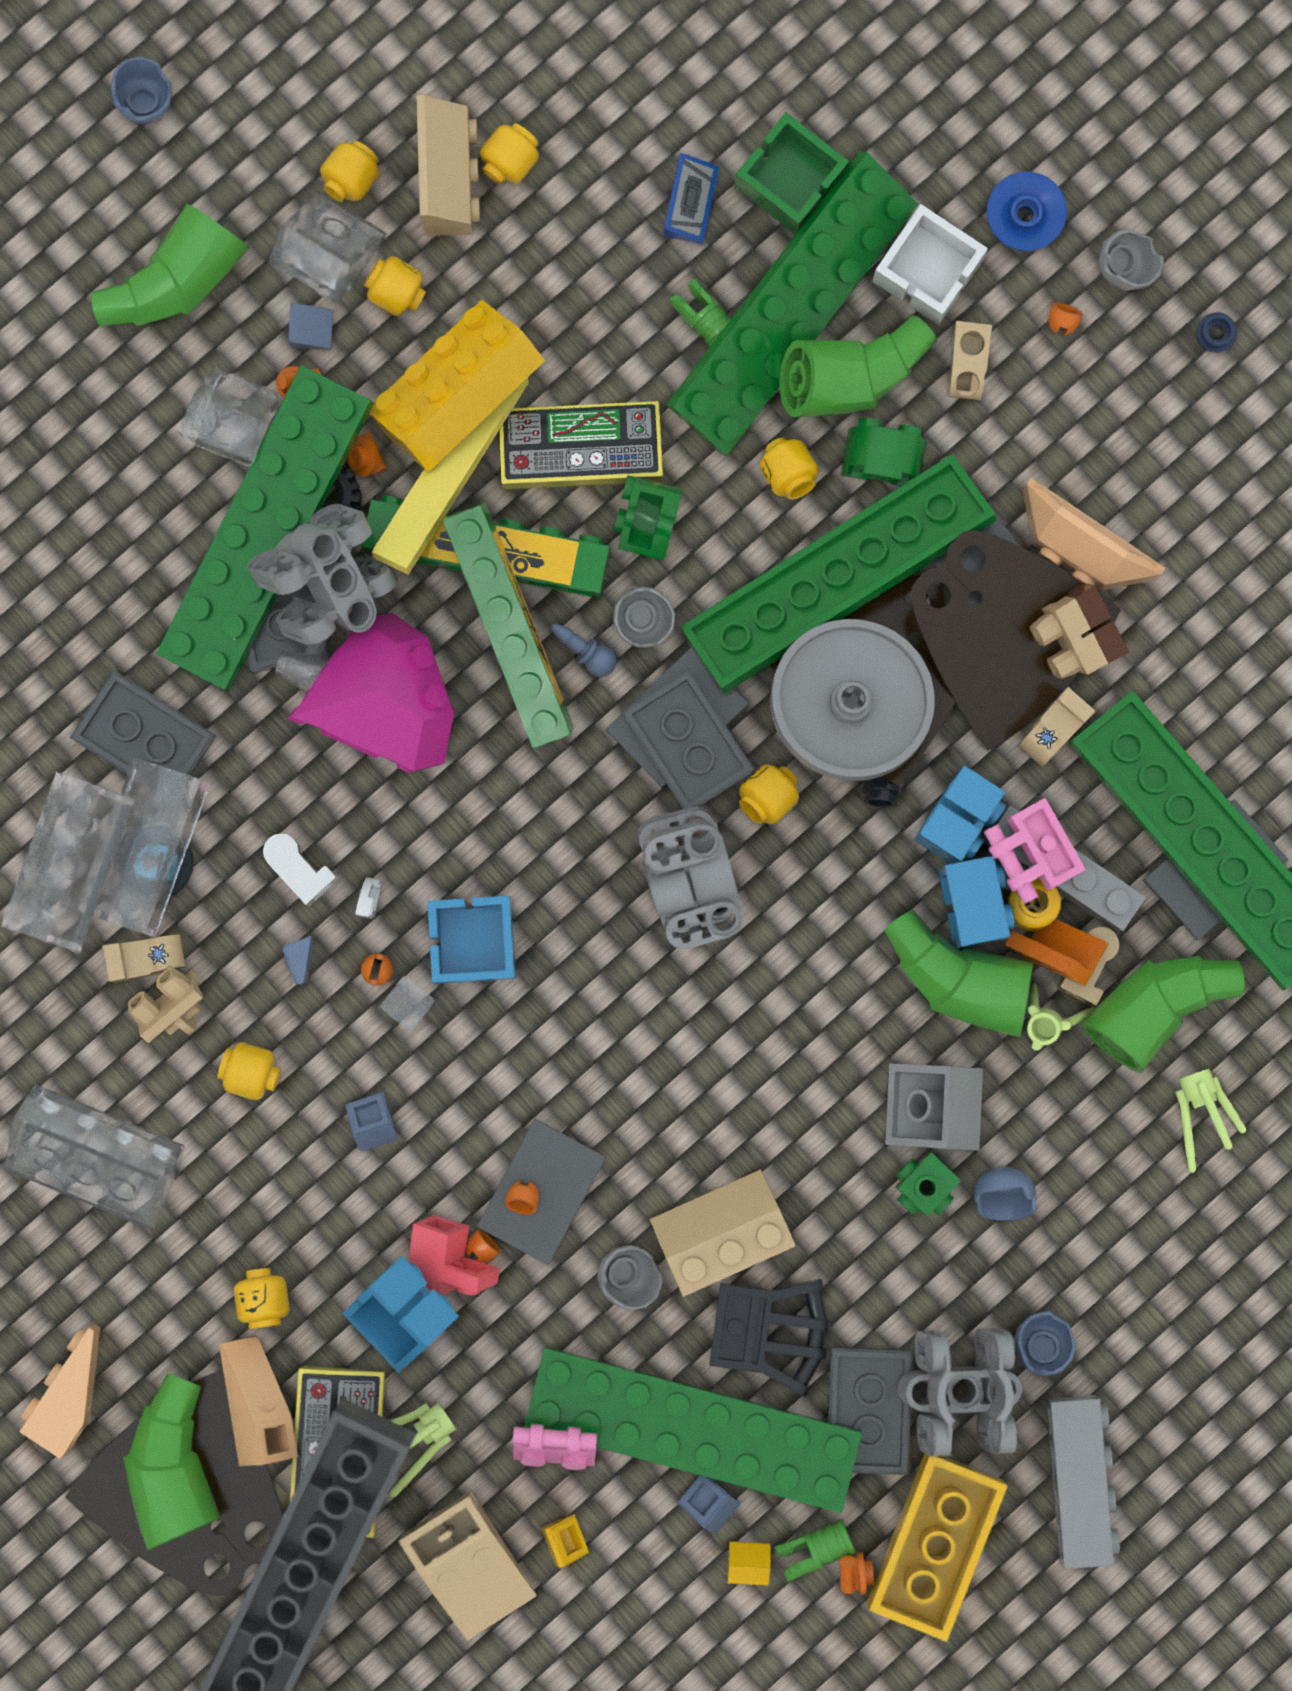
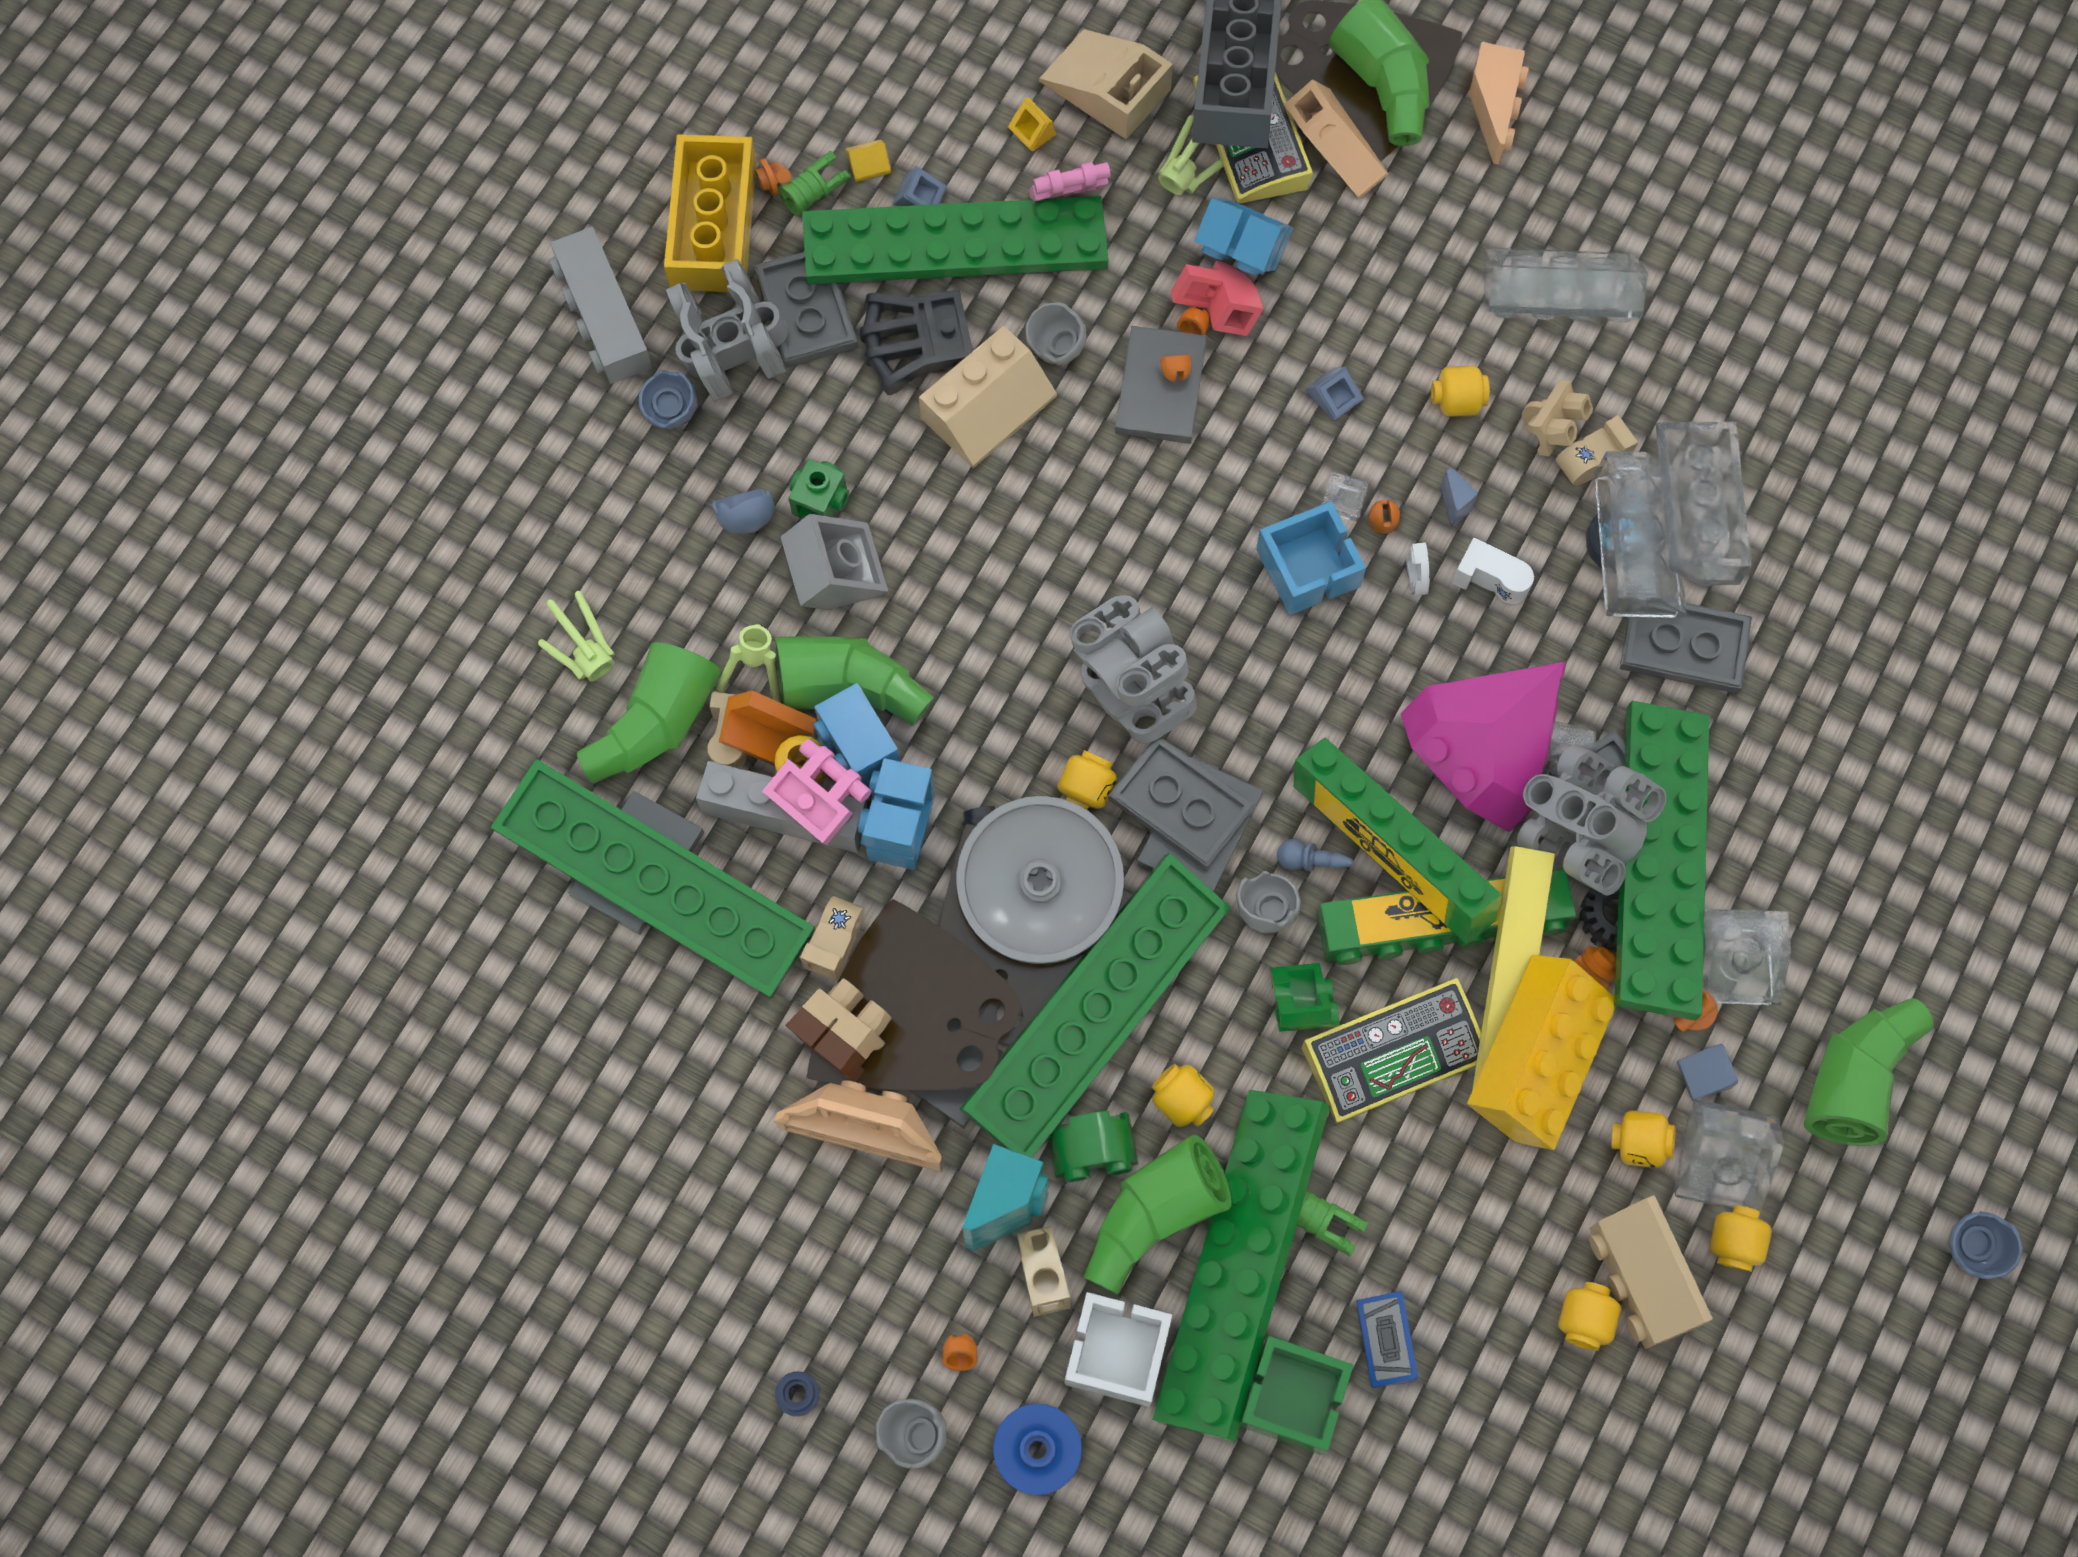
camera: 160 degrees right, 15 degrees down
(261, 1299) = (1367, 217): yellow head -> none
(984, 417) = (1005, 1197): none -> teal slope

